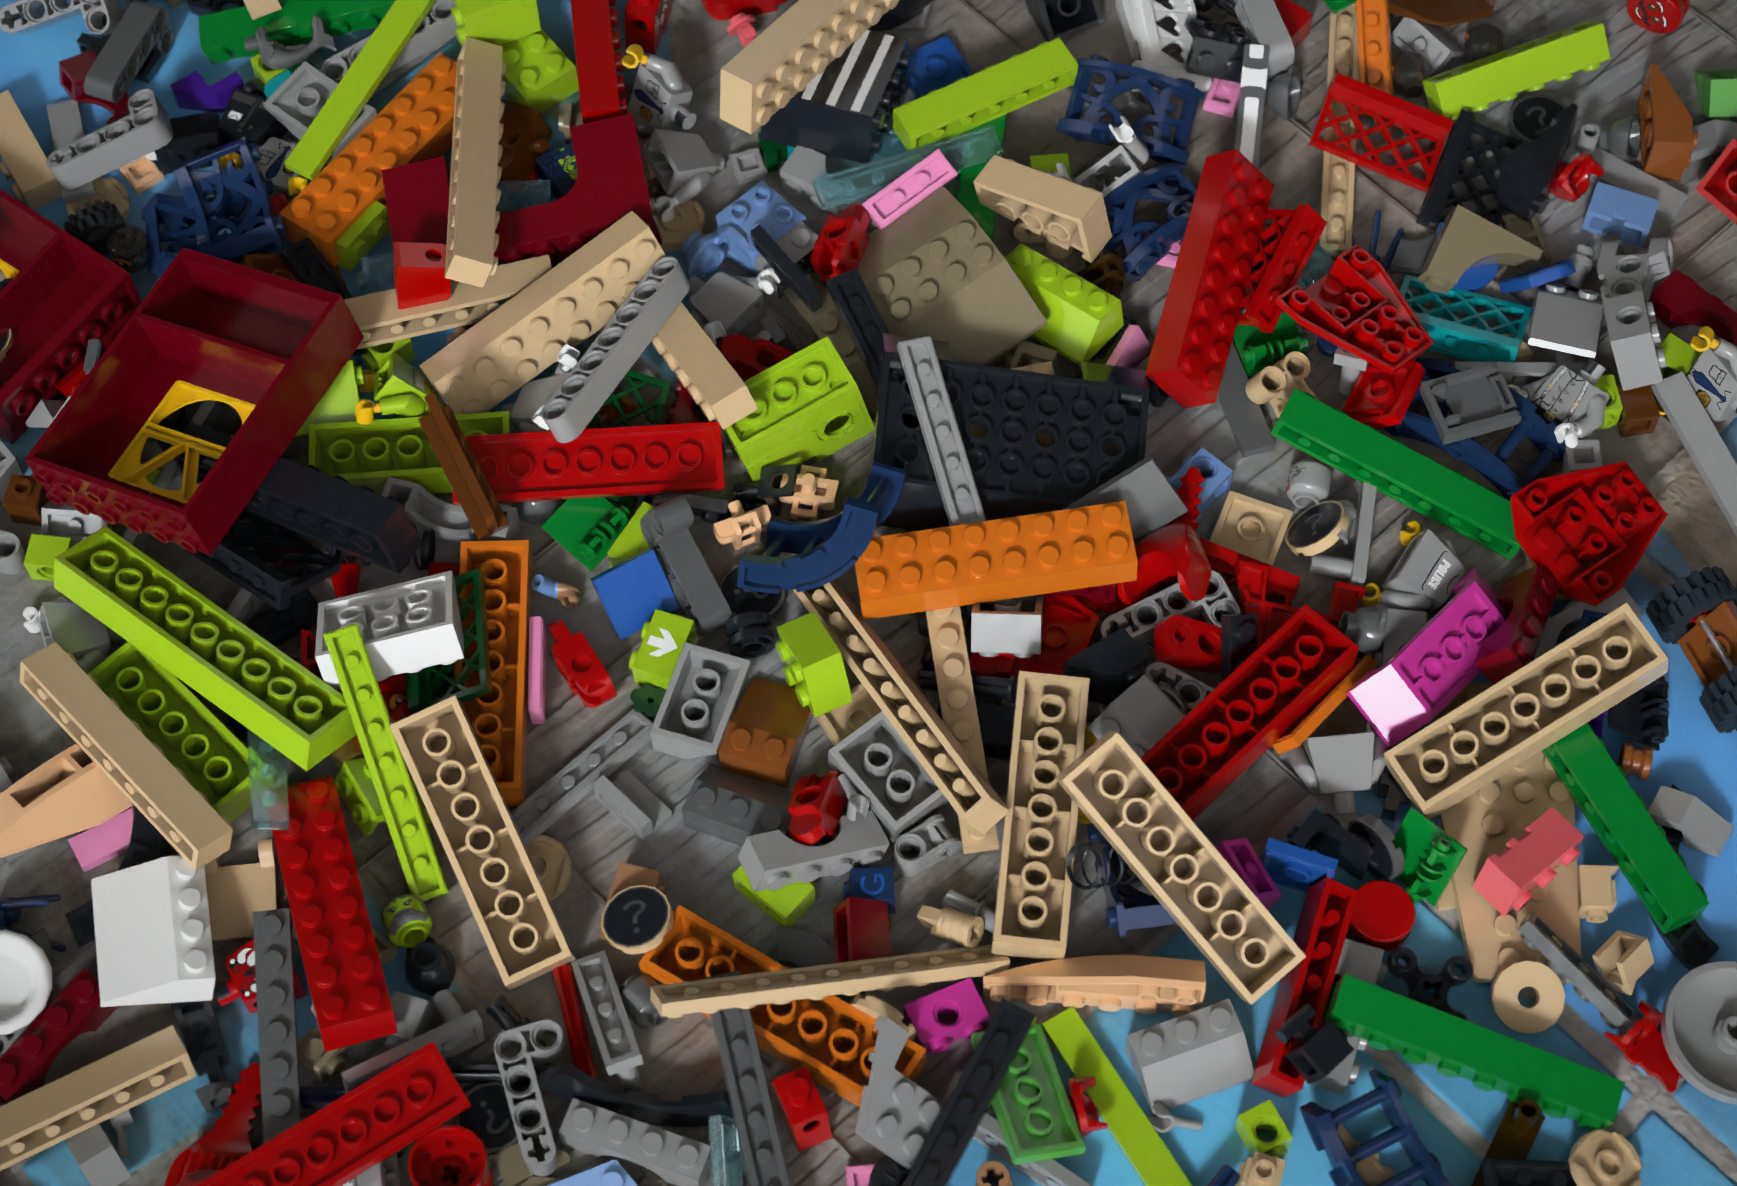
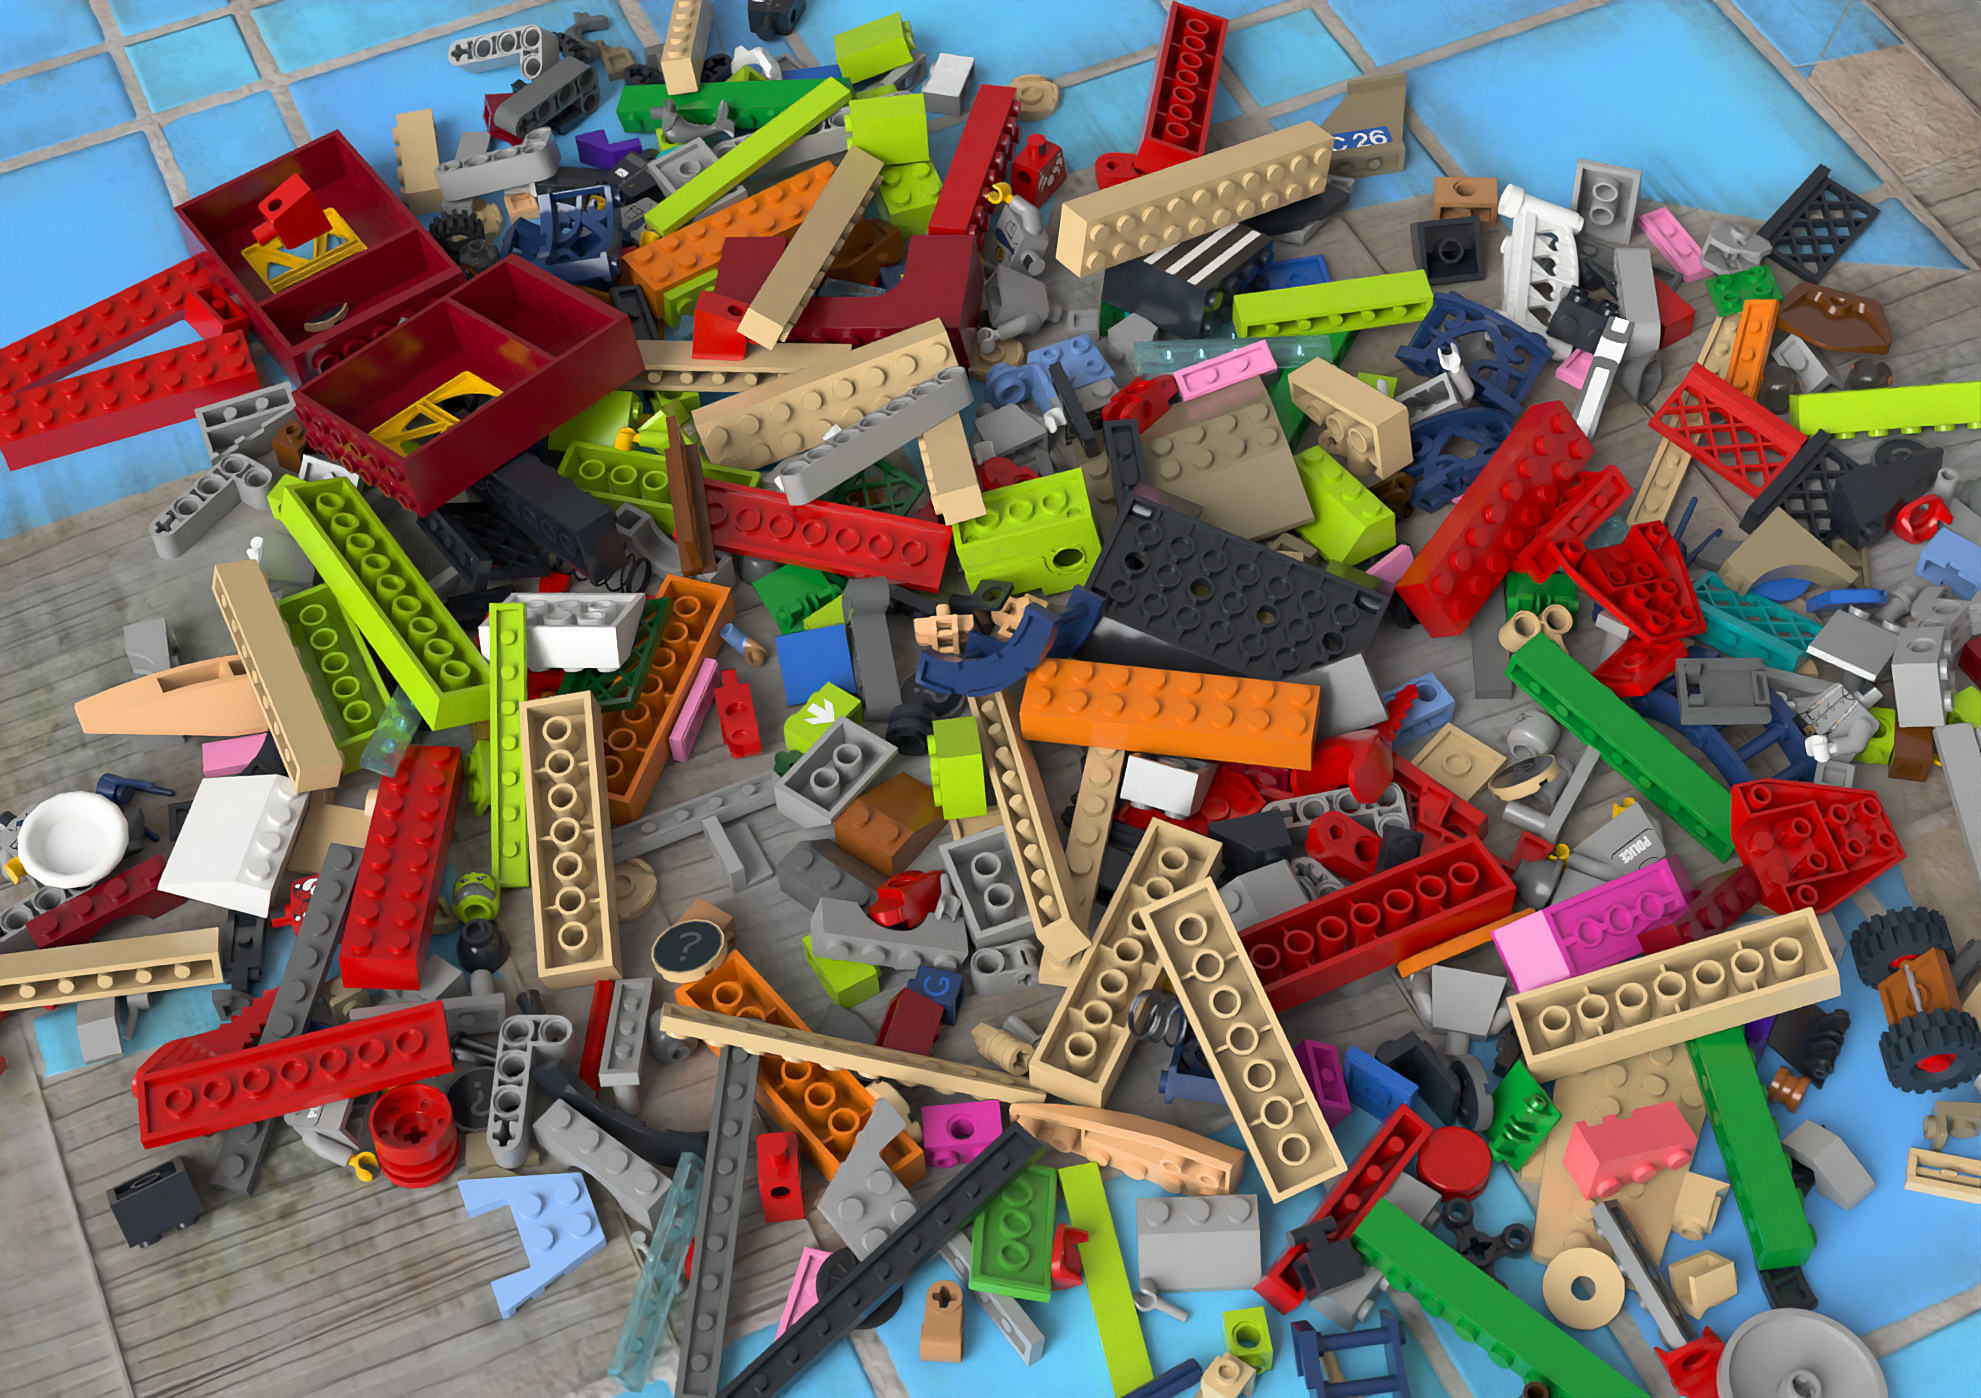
camera: 20 degrees right, 10 degrees down
(940, 431) = (1159, 577): light grey tile -> none

